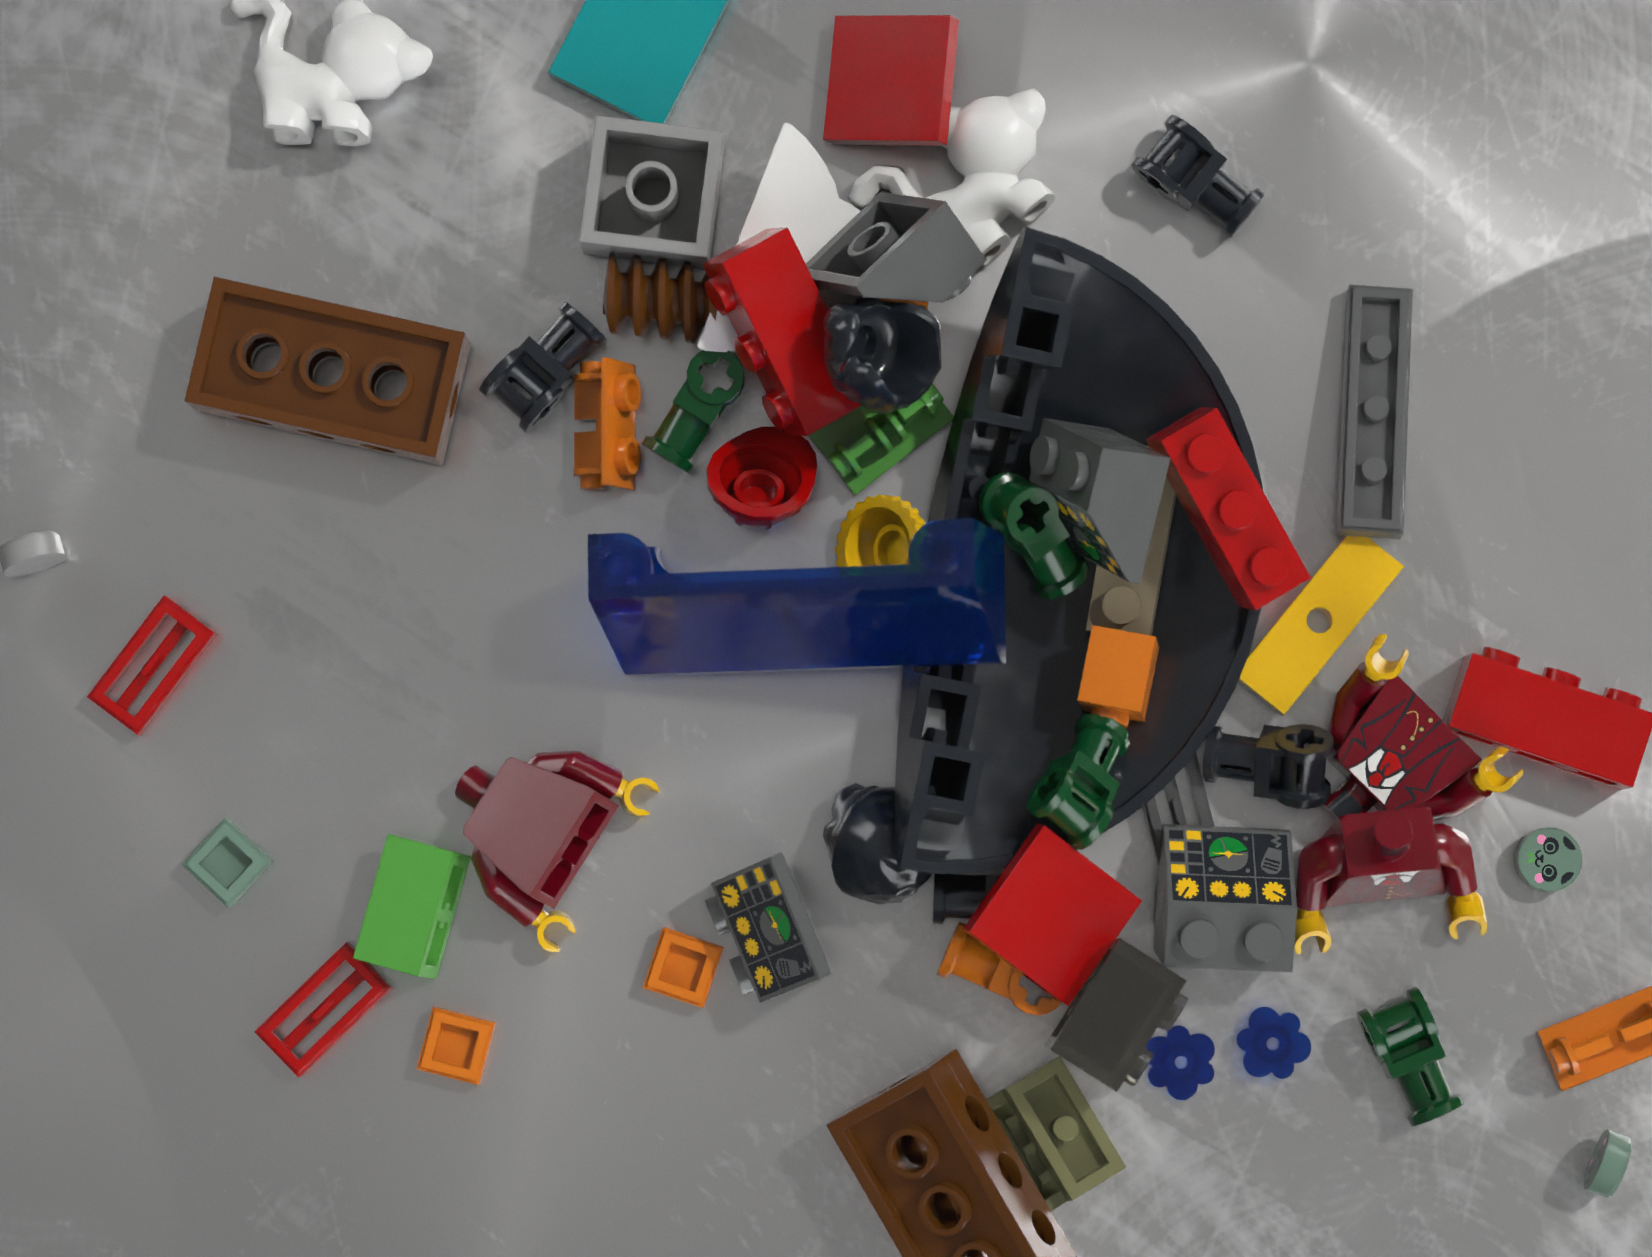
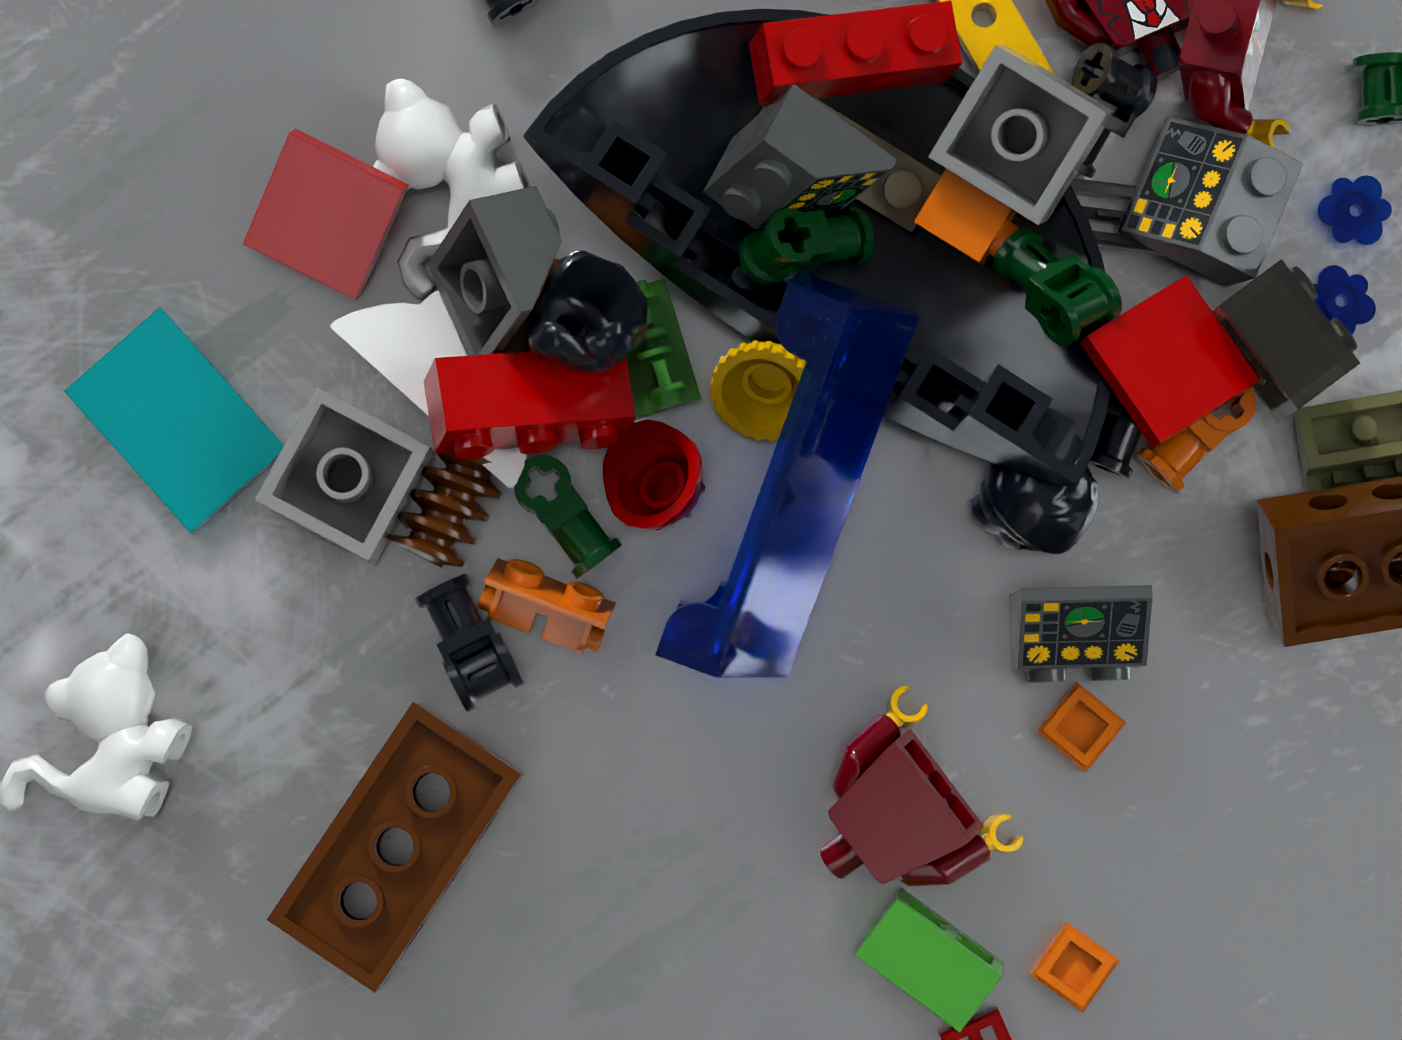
camera: 75 degrees left, 0 degrees up
(1212, 693) = (1021, 134): none -> light grey brick

